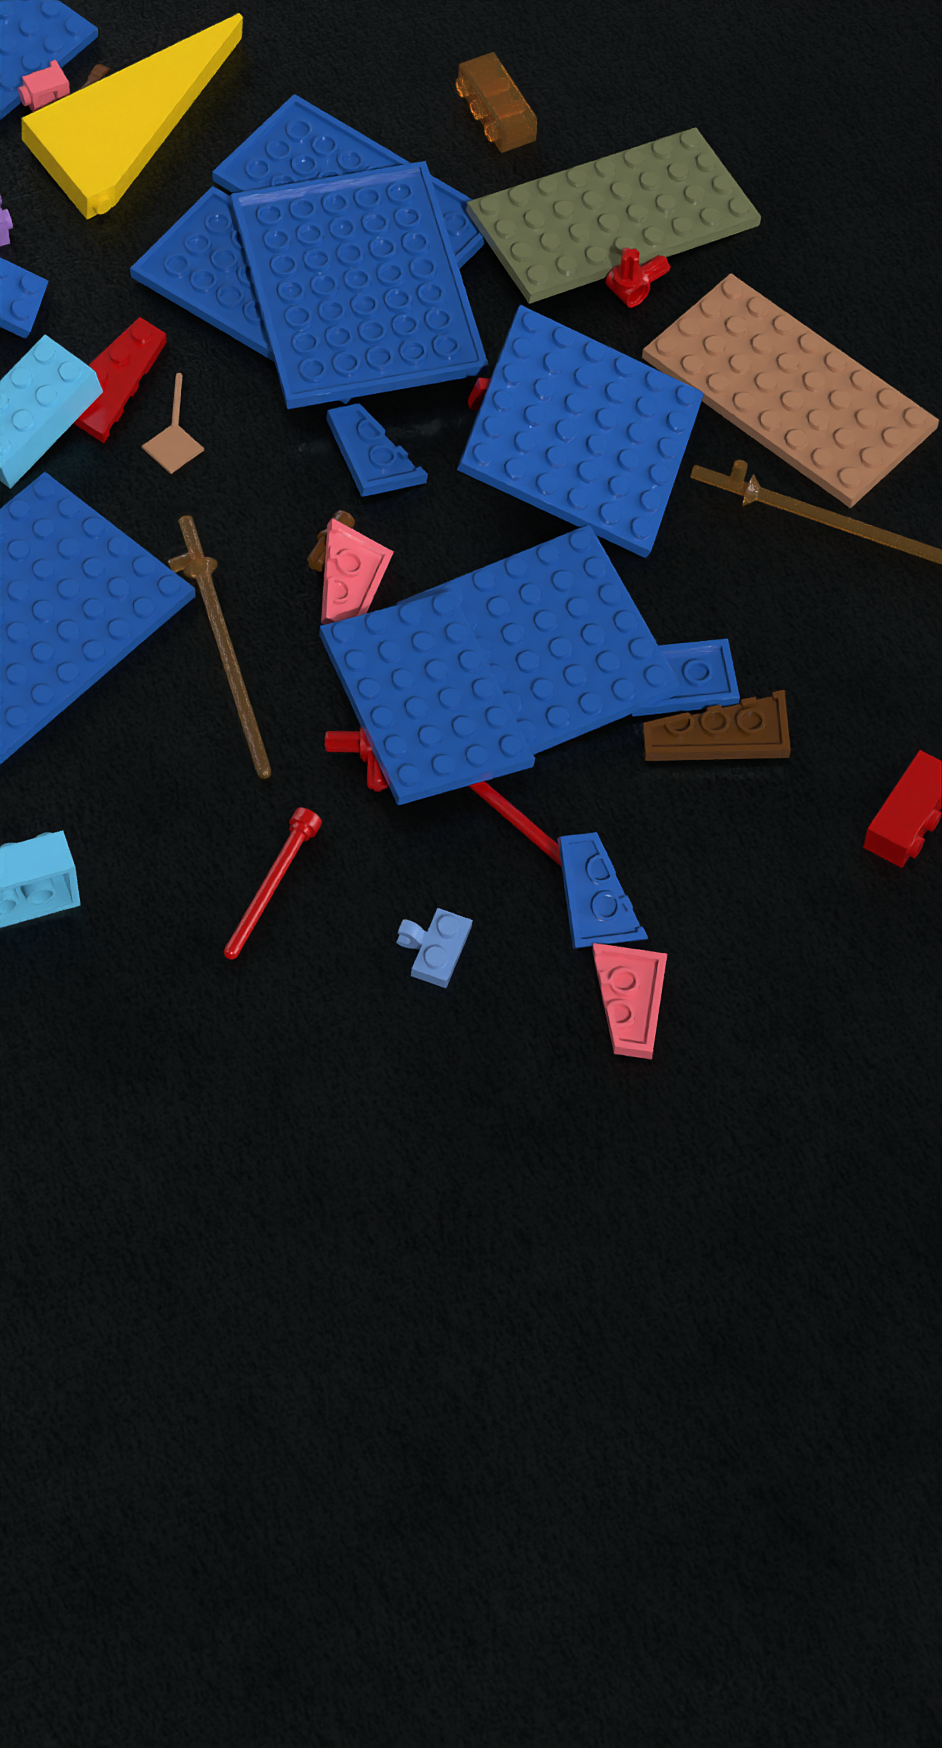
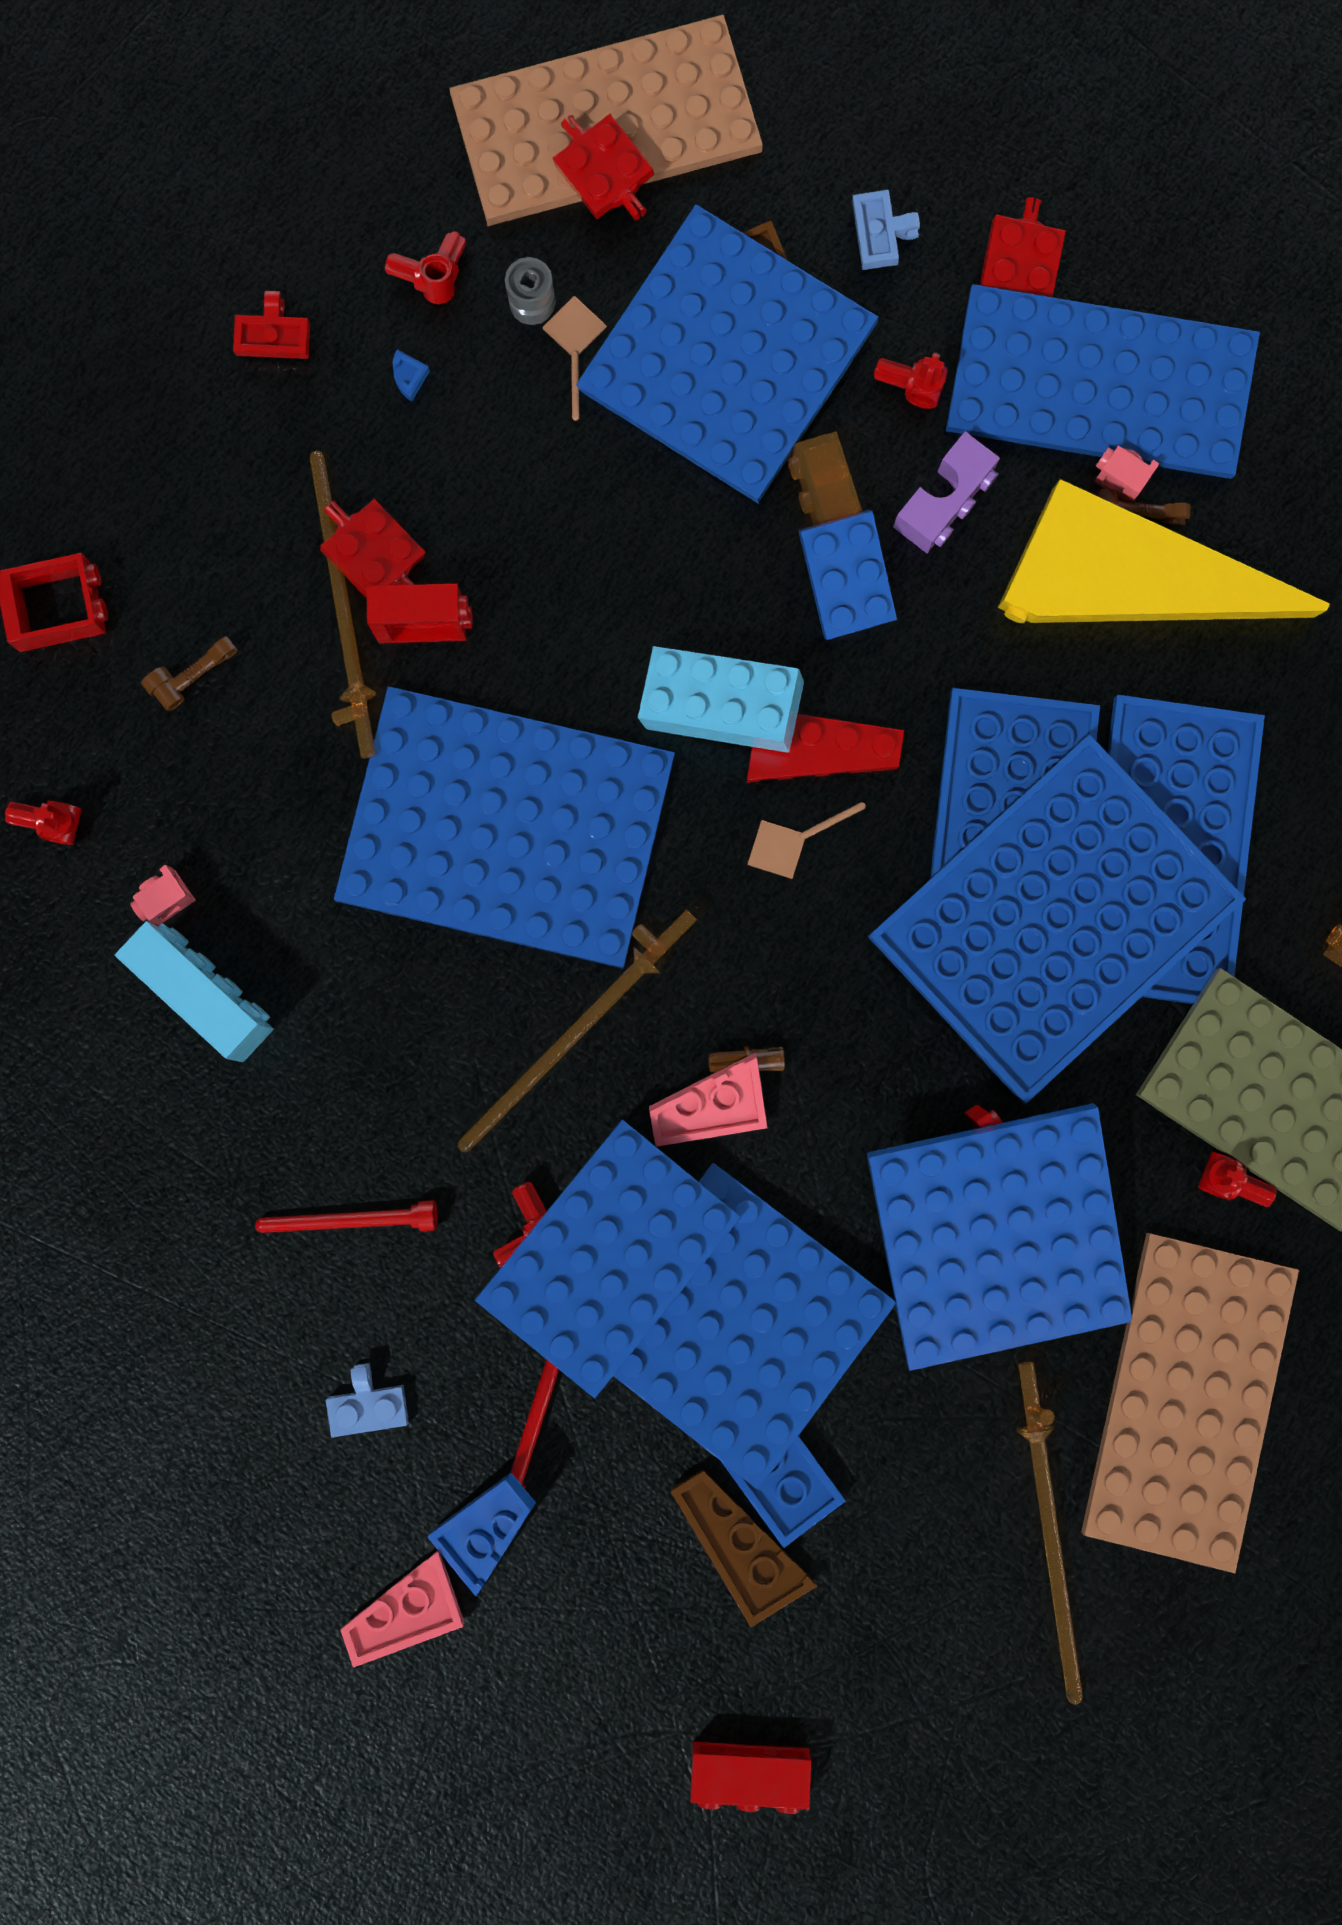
camera: 65 degrees right, 25 degrees up
(369, 454) = (869, 1042): blue wing -> none

